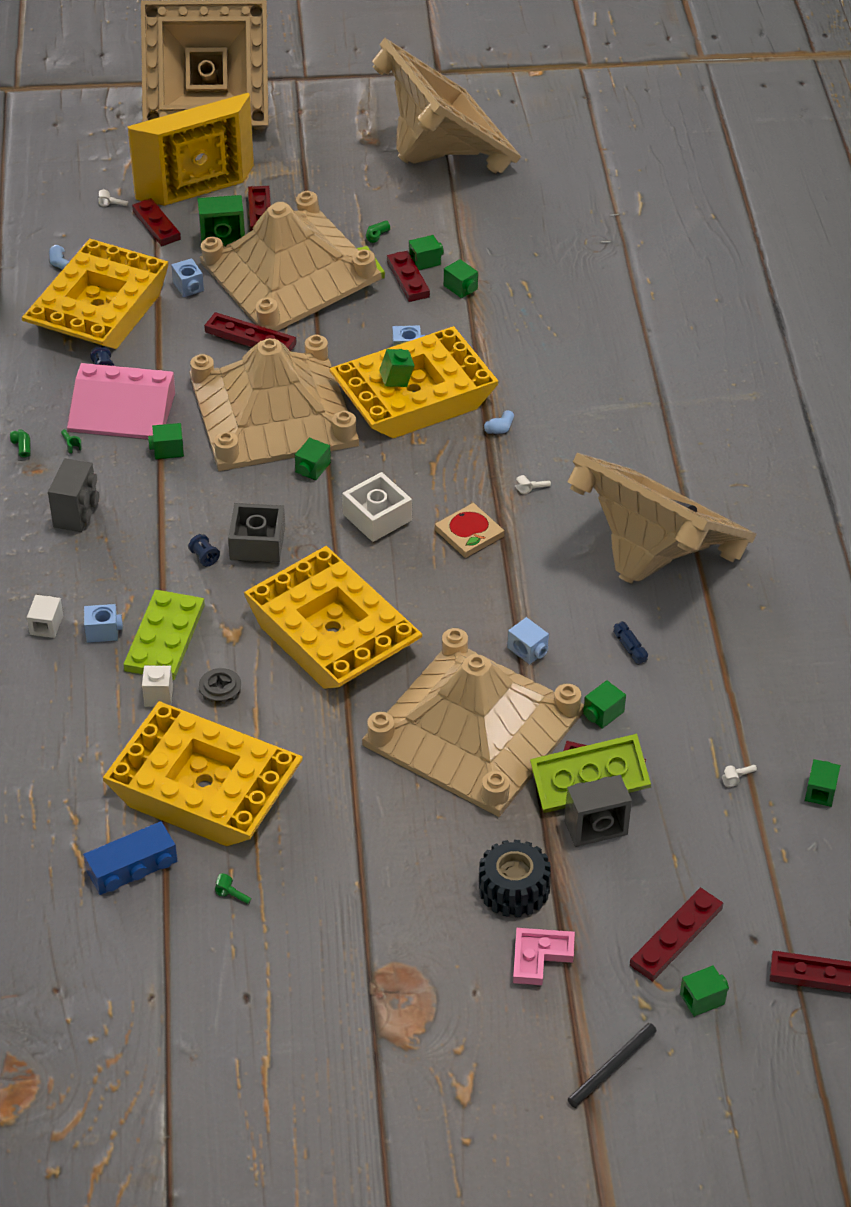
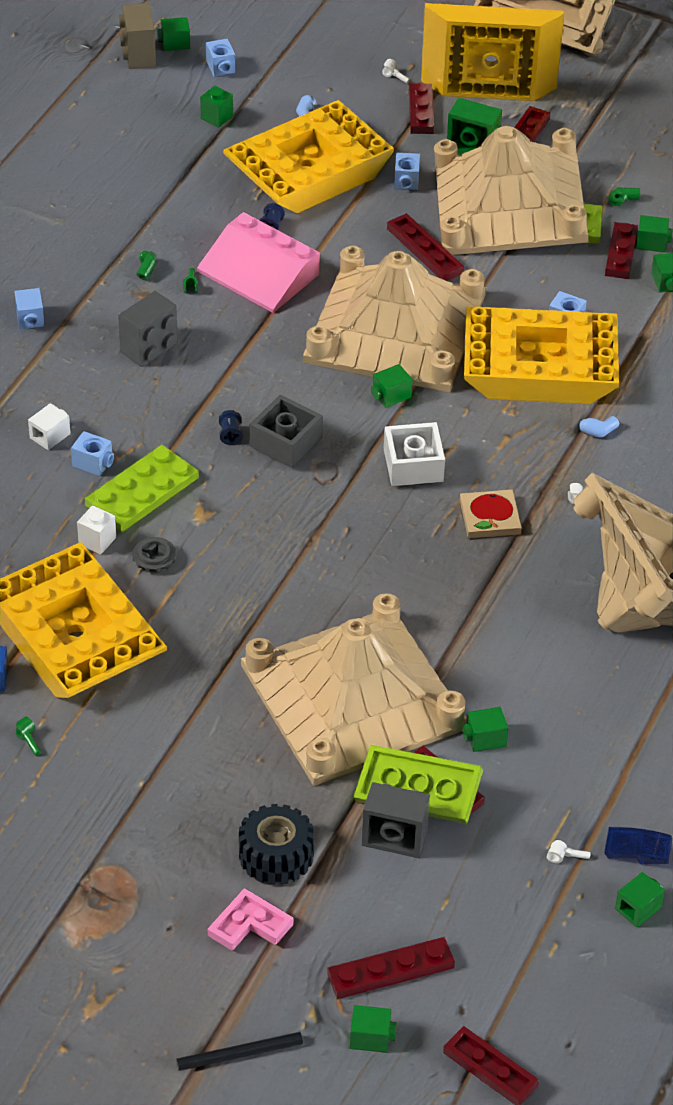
camera: 30 degrees right, 0 degrees up
(166, 441) = (273, 315): green brick -> none
(326, 594) = (287, 513): yellow slope -> none
(396, 368) = (520, 330): green brick -> none
(528, 640) = (461, 638): light blue brick -> none
(630, 642) = (561, 685): dark blue axle -> none
(788, 739) = (637, 843): none -> clear blue slope

